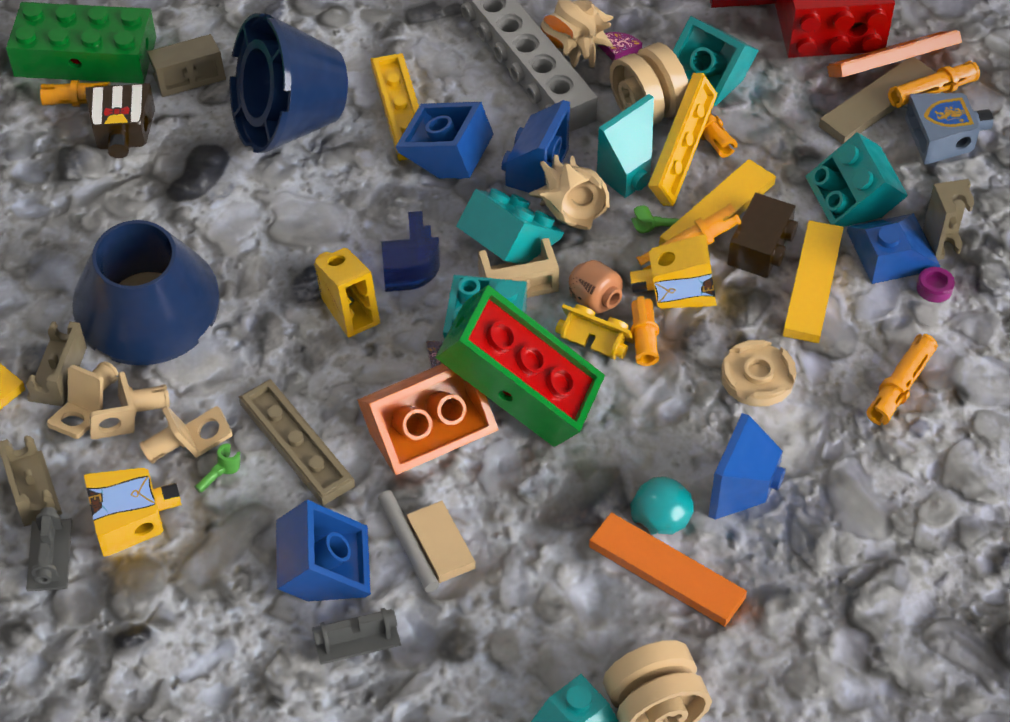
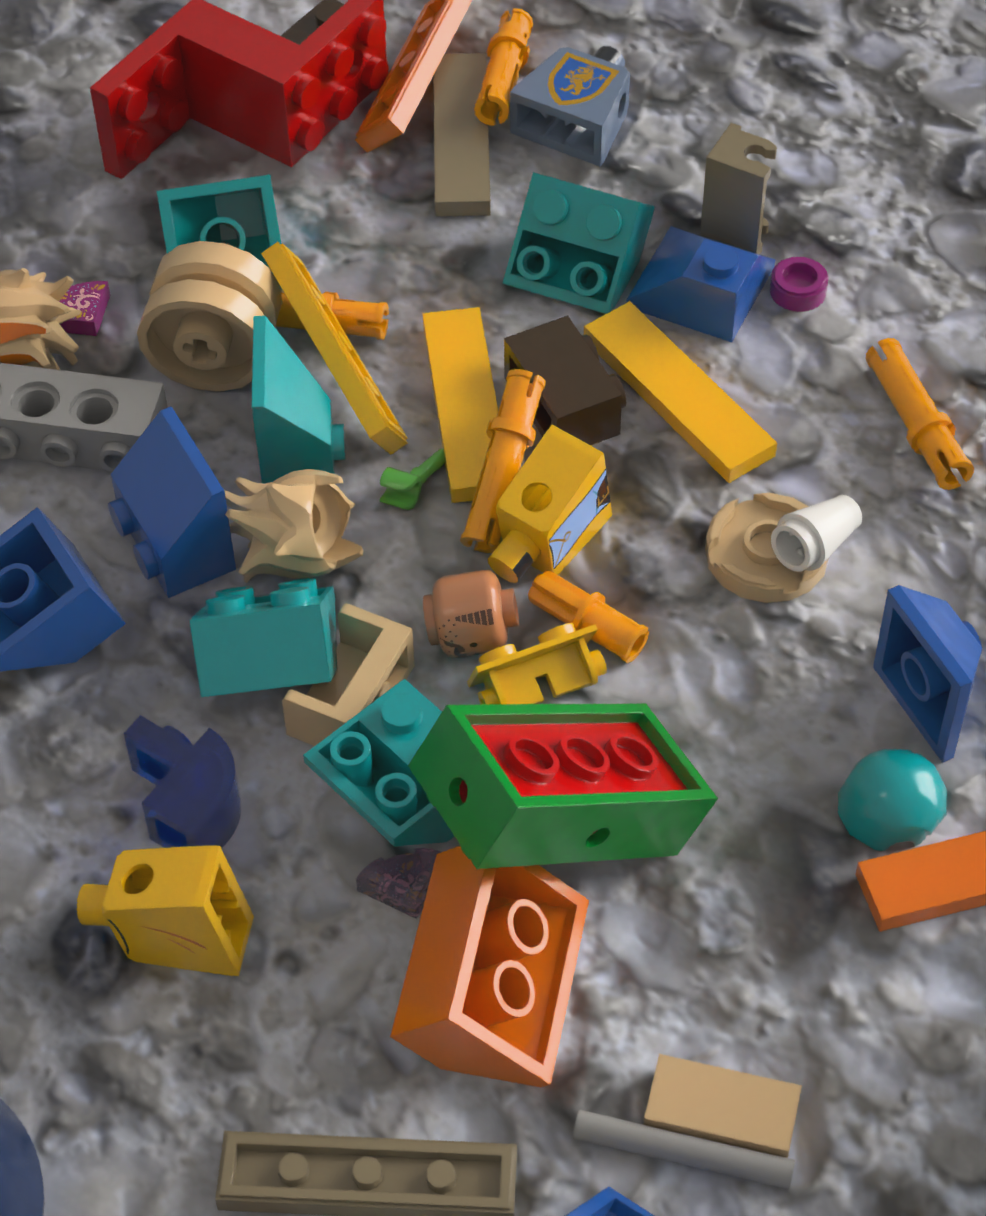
camera: 50 degrees left, 0 degrees up
(774, 379) = (813, 533): none -> white cone

